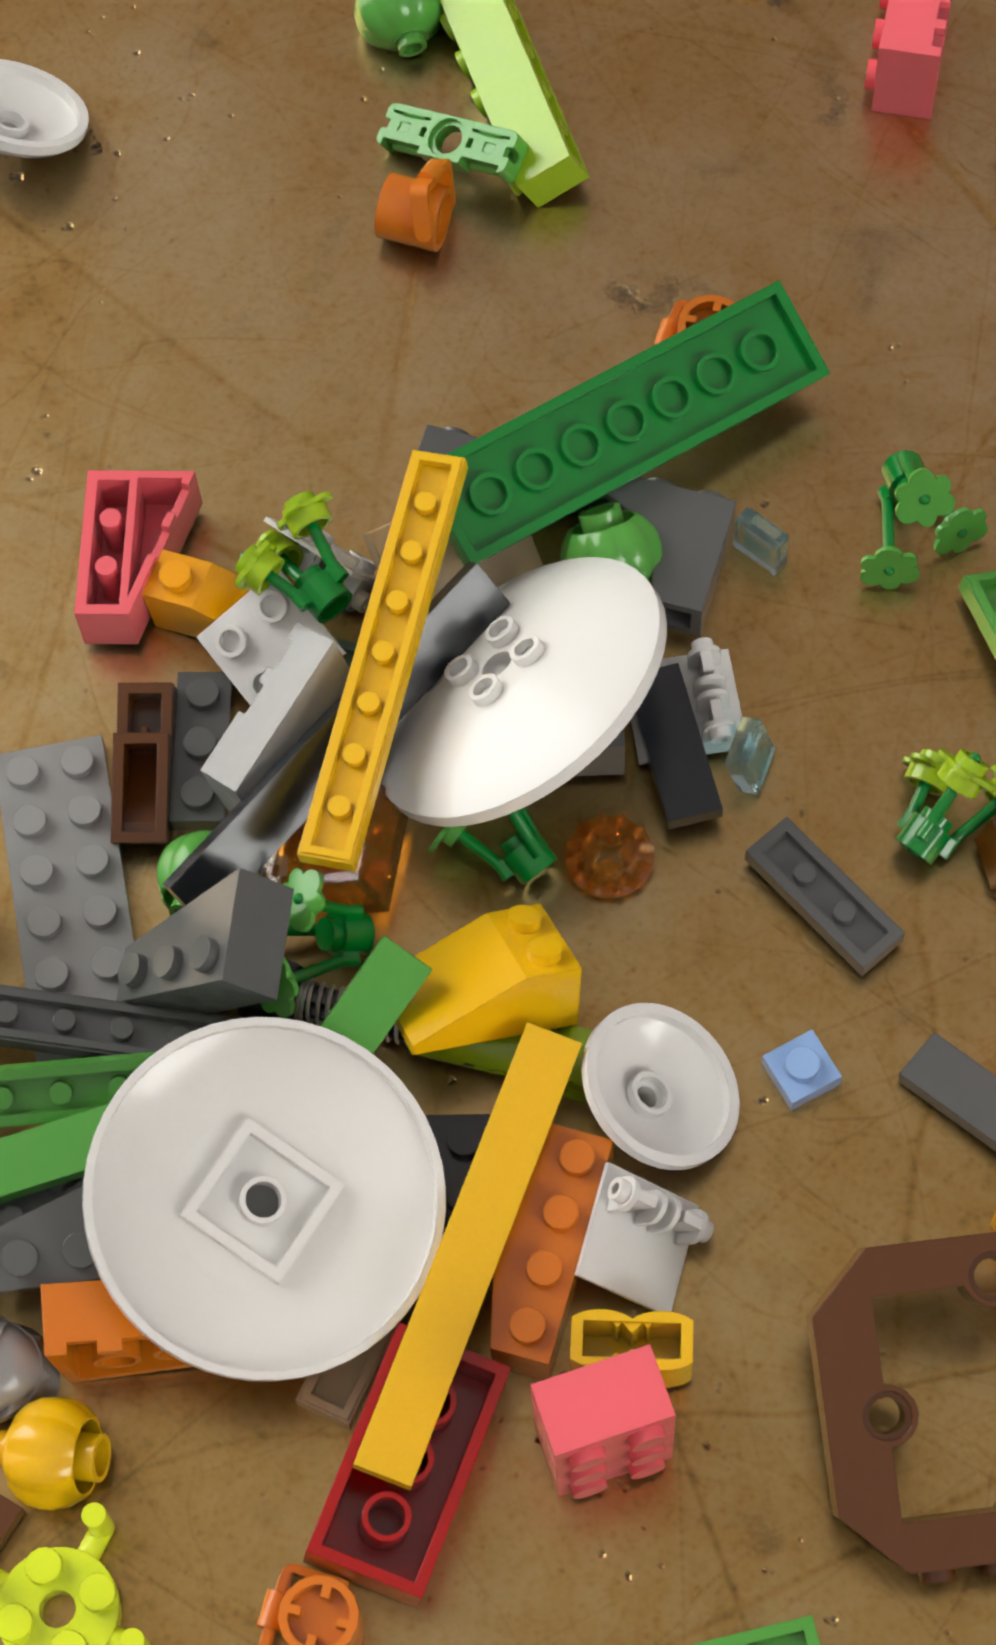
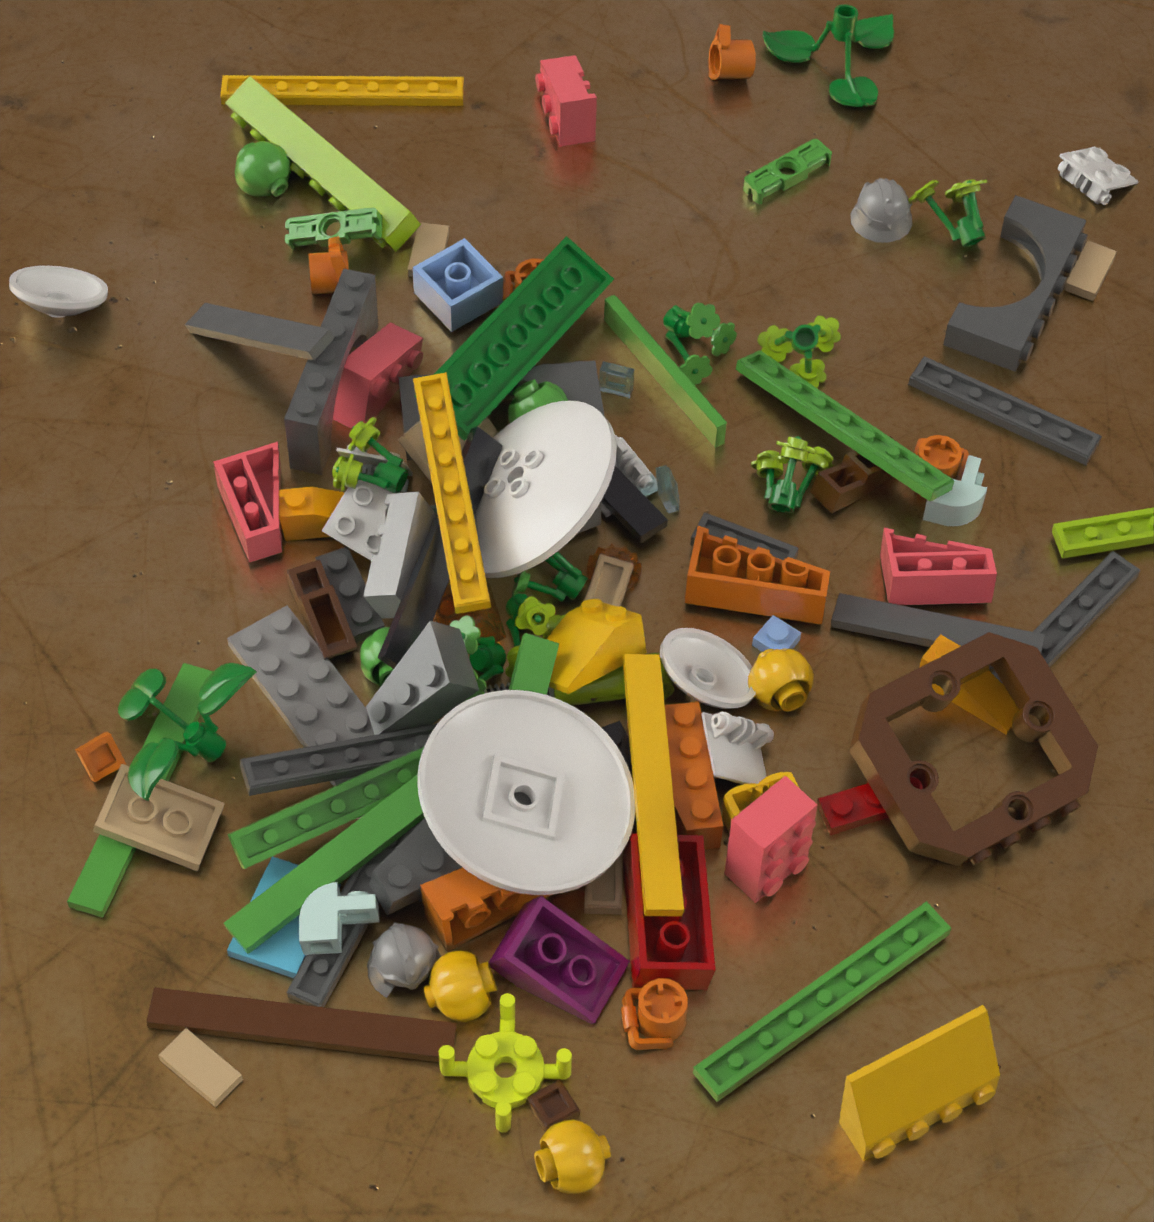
camera: 30 degrees left, 10 degrees down
(213, 1476) = (558, 960): none -> magenta slope
(251, 283) = (260, 331): none -> dark grey tile
(255, 450) = (309, 419): none -> dark grey arch
(385, 405) = (374, 373): none -> coral wedge
(431, 898) = (530, 614): none -> lime plant
(580, 886) = (609, 580): none -> tan tile
(584, 223) = (428, 241): none -> tan tile
(592, 299) = (458, 284): none -> light blue brick
(770, 1144) = (781, 674): none -> yellow plant
(788, 1405) = (853, 808): none -> red plate
(802, 963) = (754, 580): none -> orange wedge
(843, 554) = (665, 371): none -> bright green tile

